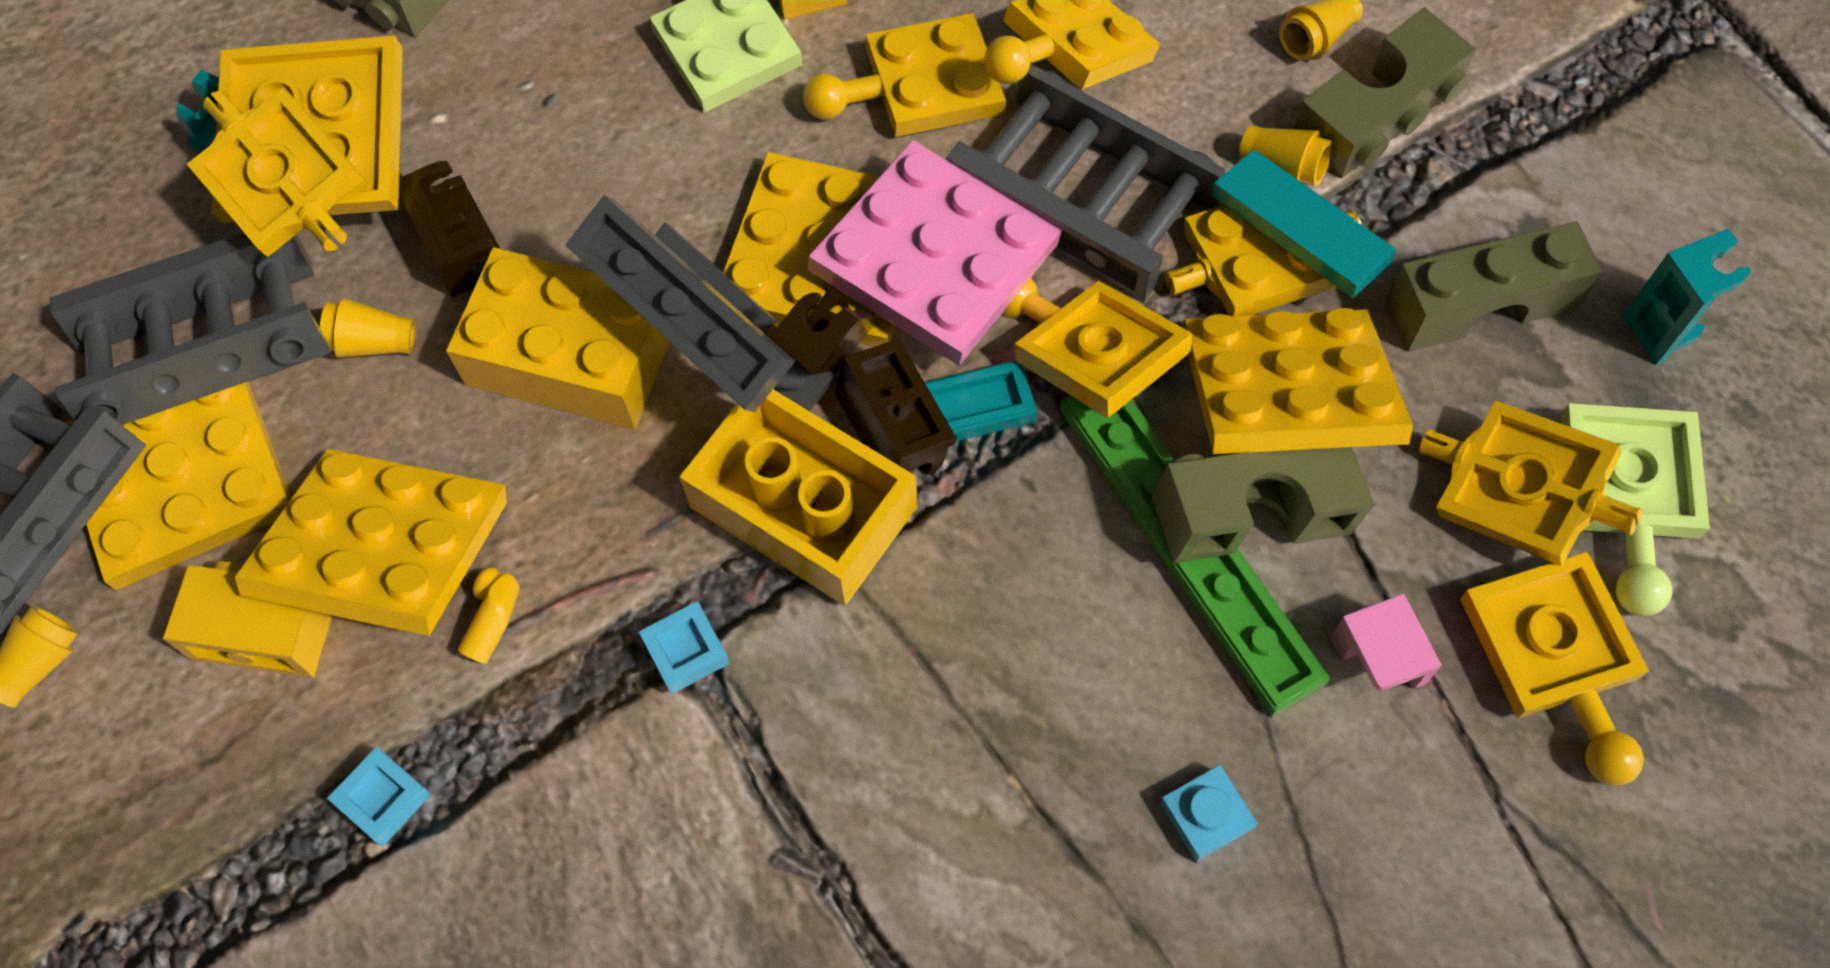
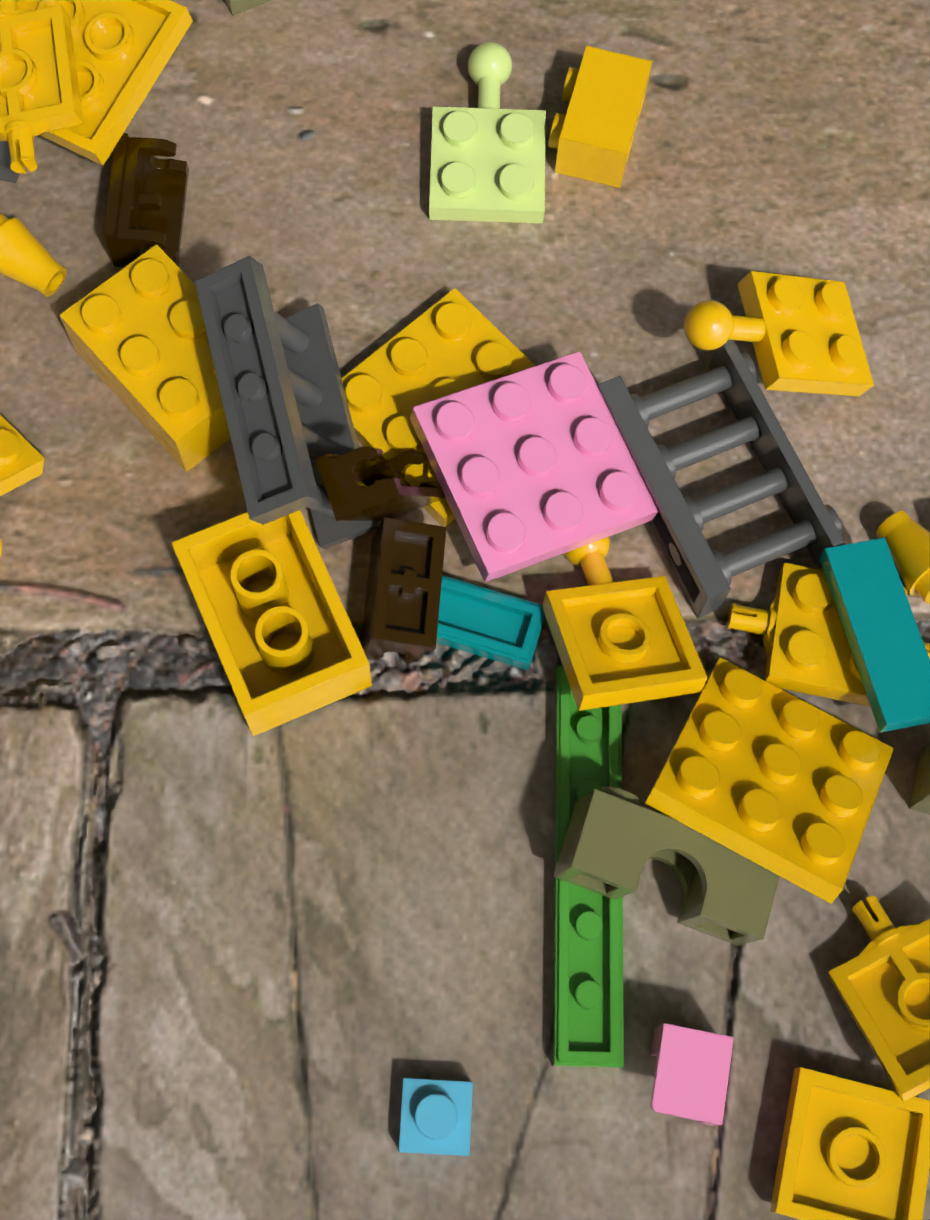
camera: 25 degrees right, 5 degrees up
(684, 647) = (94, 690): medium azure plate -> none
(924, 73) = (635, 294): yellow plate -> none

